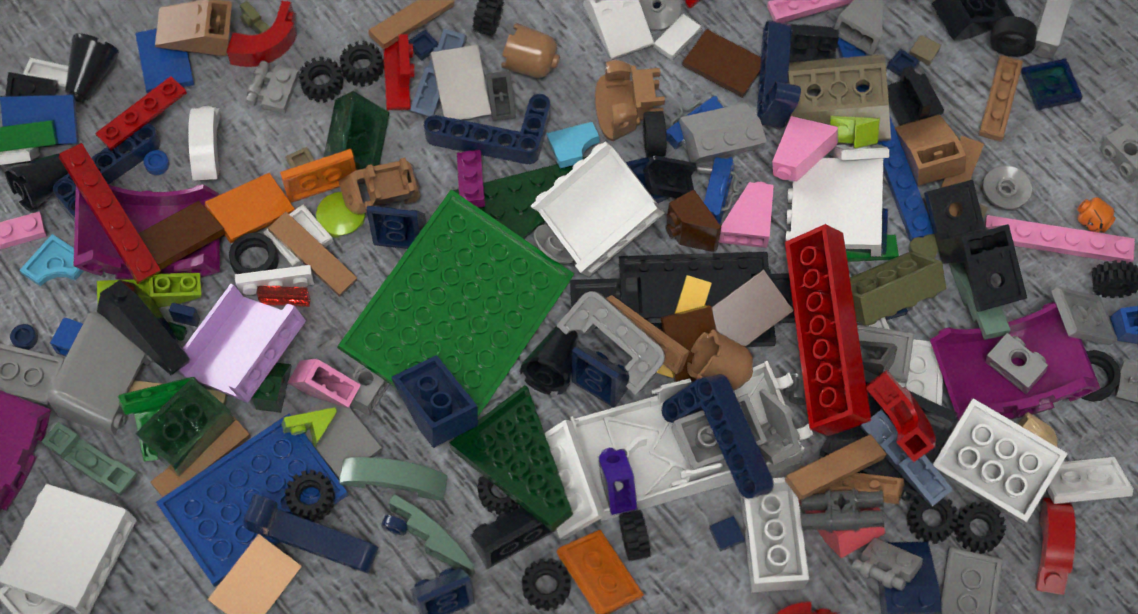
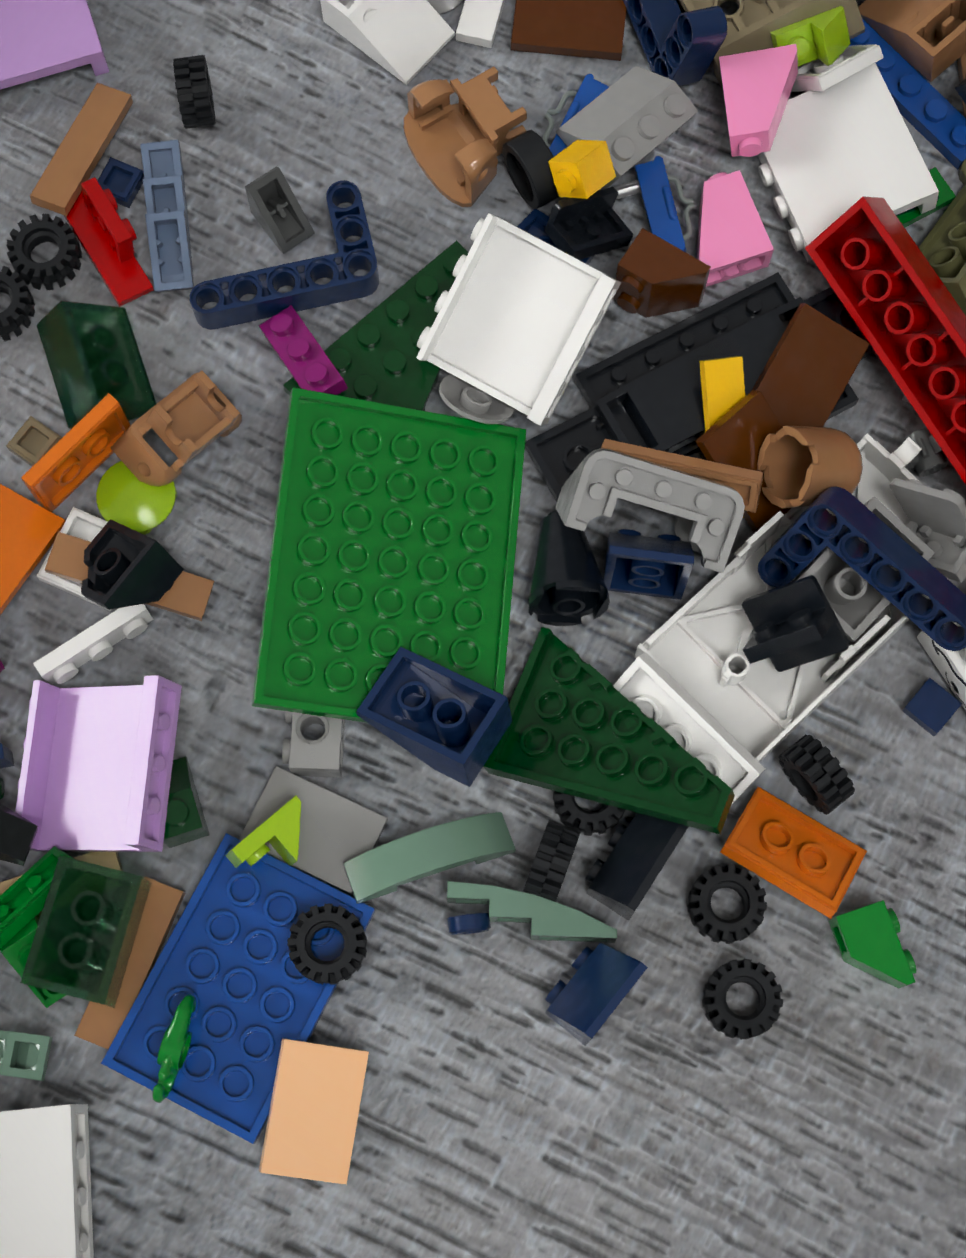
camera: 25 degrees left, 10 degrees up
(197, 510) = (174, 1048): none -> green piece
(252, 240) = (26, 597): black tyre -> none
(283, 295) = (120, 660): clear red tile -> none
(308, 536) = (300, 1013): dark blue beam -> none
(311, 246) = (127, 568): none -> black slope
(324, 382) = (257, 766): bright pink slope -> none
(394, 226) = (235, 478): dark blue slope -> none
(458, 510) = (552, 860): none -> black tyre
(461, 83) = (211, 217): light grey tile -> none
(530, 52) = (290, 125): medium nougat cylinder -> none
(570, 143) = (418, 236): medium azure tile -> none
(614, 468) = (760, 709): dark purple torso -> none
(662, 444) = (793, 625): none -> black bracket
(678, 143) = (582, 169): none -> yellow brick

